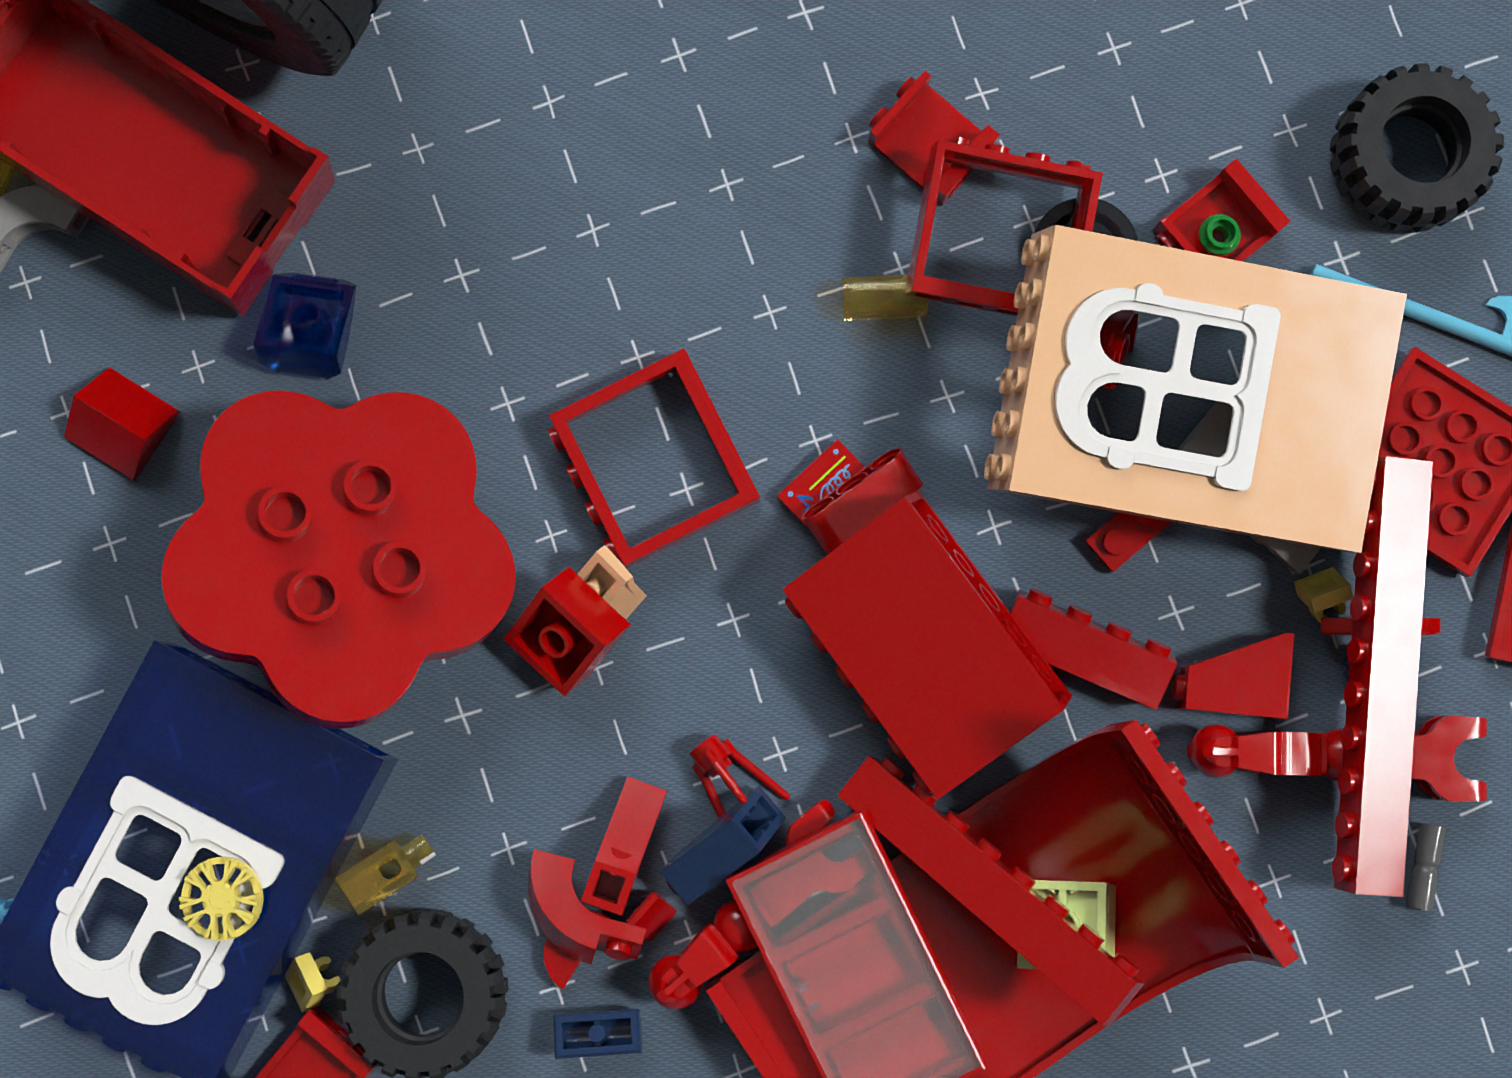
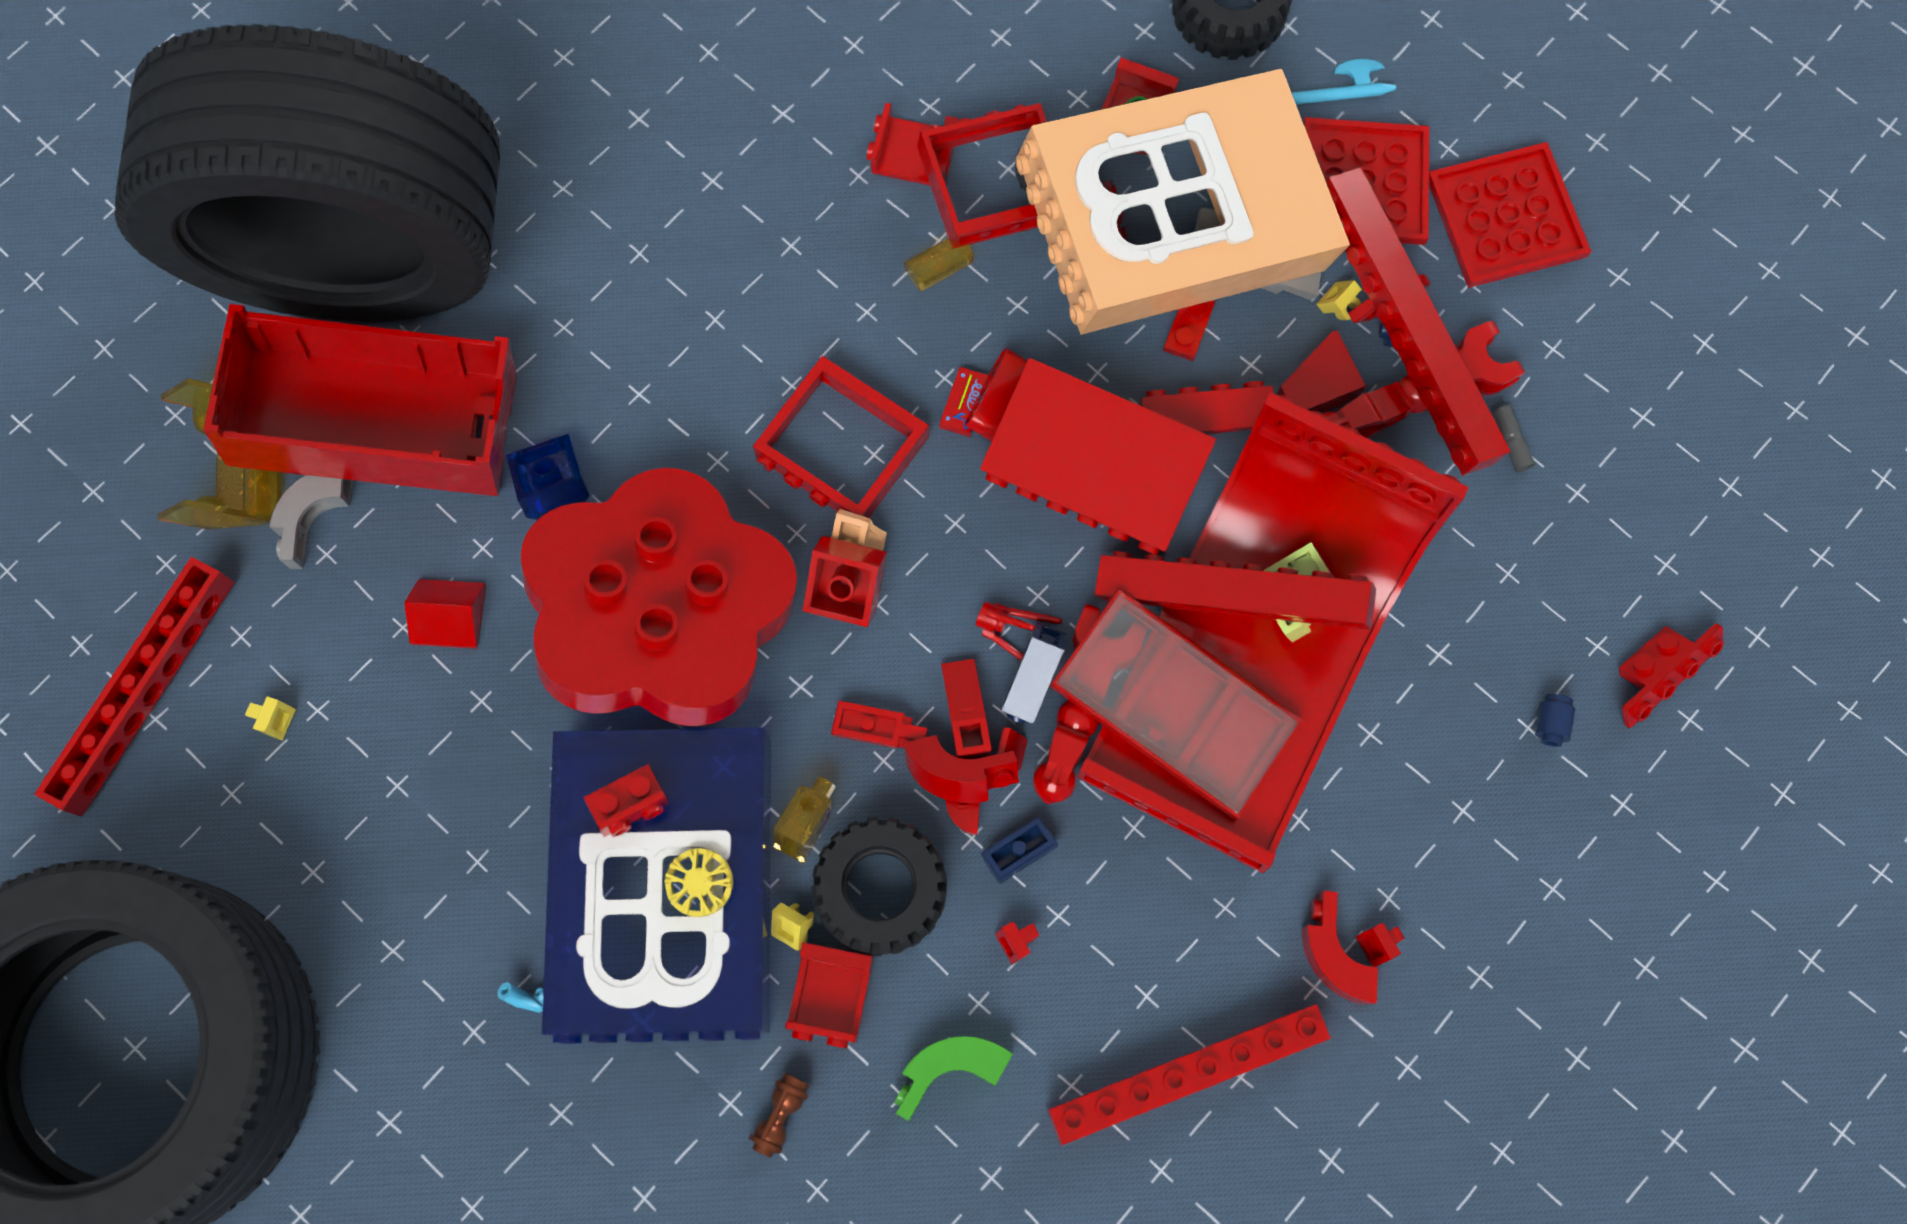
camera: 30 degrees left, 10 degrees down
(189, 766) = (626, 801): none -> red bracket
(517, 809) = (874, 725): none -> red hinge

